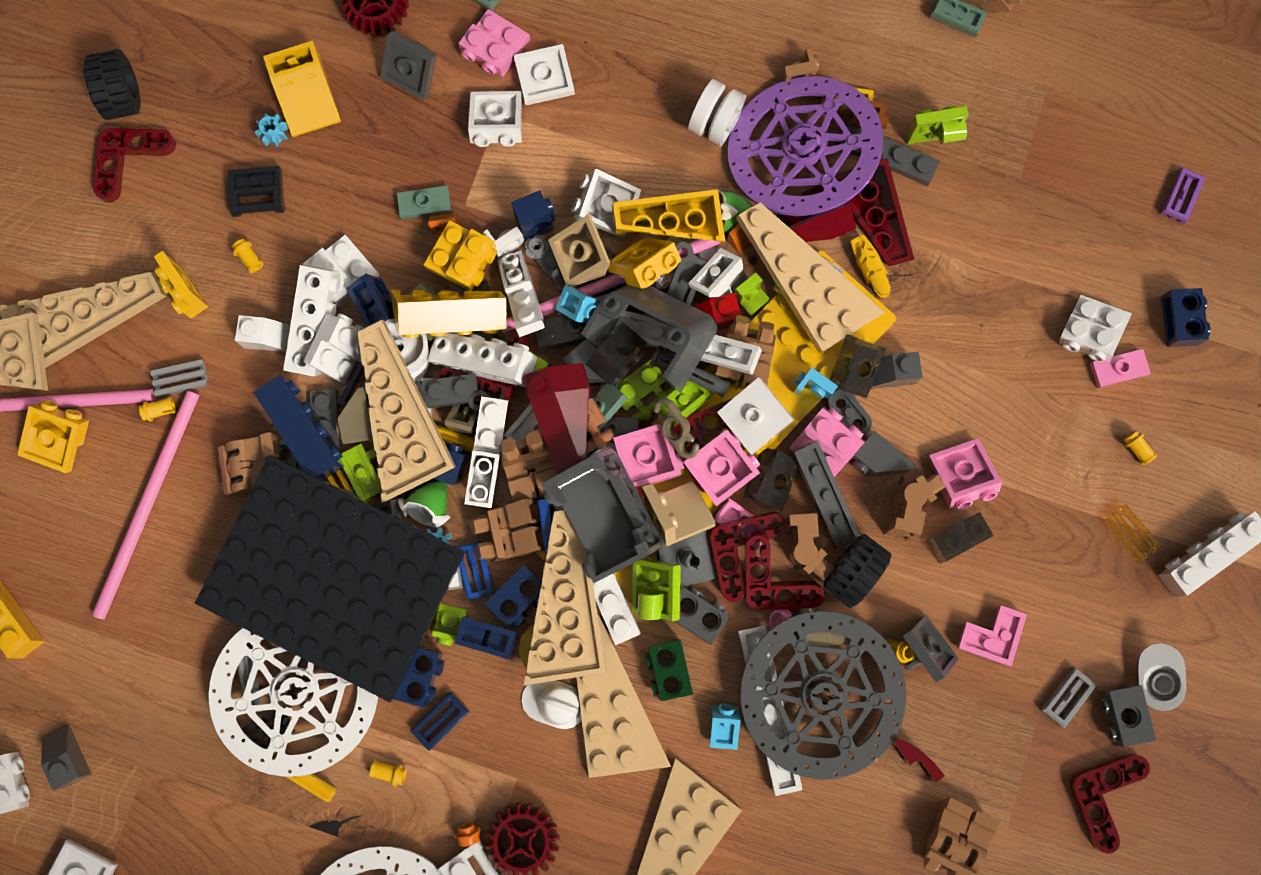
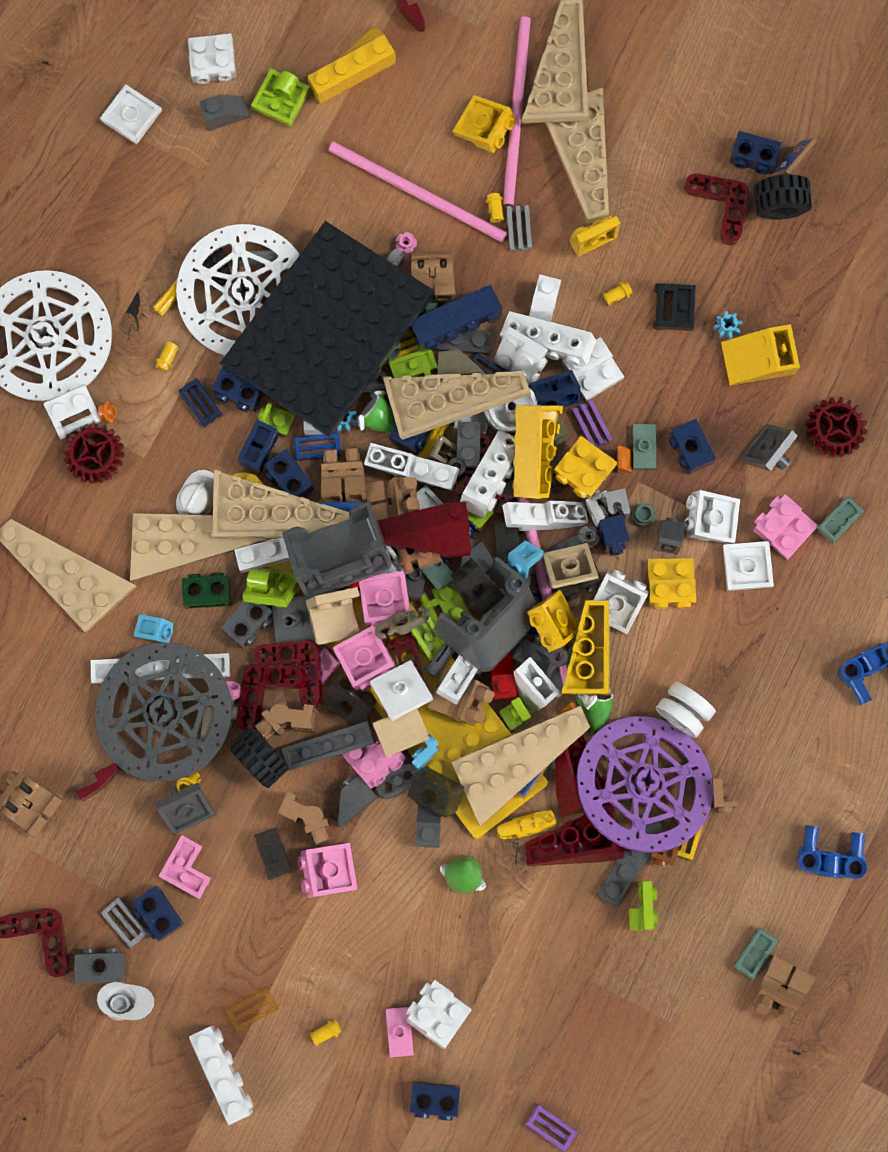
camera: 100 degrees right, 0 degrees up
(38, 689) = (281, 96): none -> lime plate
(55, 127) = (755, 146): none -> dark blue brick
(65, 80) = (795, 157): none -> slope
(216, 512) = (406, 248): none -> bright pink plate
(229, 514) = (396, 257): none -> light grey tile
(399, 256) = (584, 407): none -> medium lavender tile
(421, 136) = (691, 433): none -> dark blue brick
(496, 213) = (616, 502): none -> light grey hinge
(502, 192) = (643, 514): none -> sand green plate
(524, 156) = (670, 536): none -> dark grey slope
(575, 151) = (671, 582): none -> yellow plate
(805, 409) = (401, 733): none -> tan slope
(937, 325) = (463, 874): none -> bright green hat
(1048, 653) = (162, 909): none -> dark blue brick

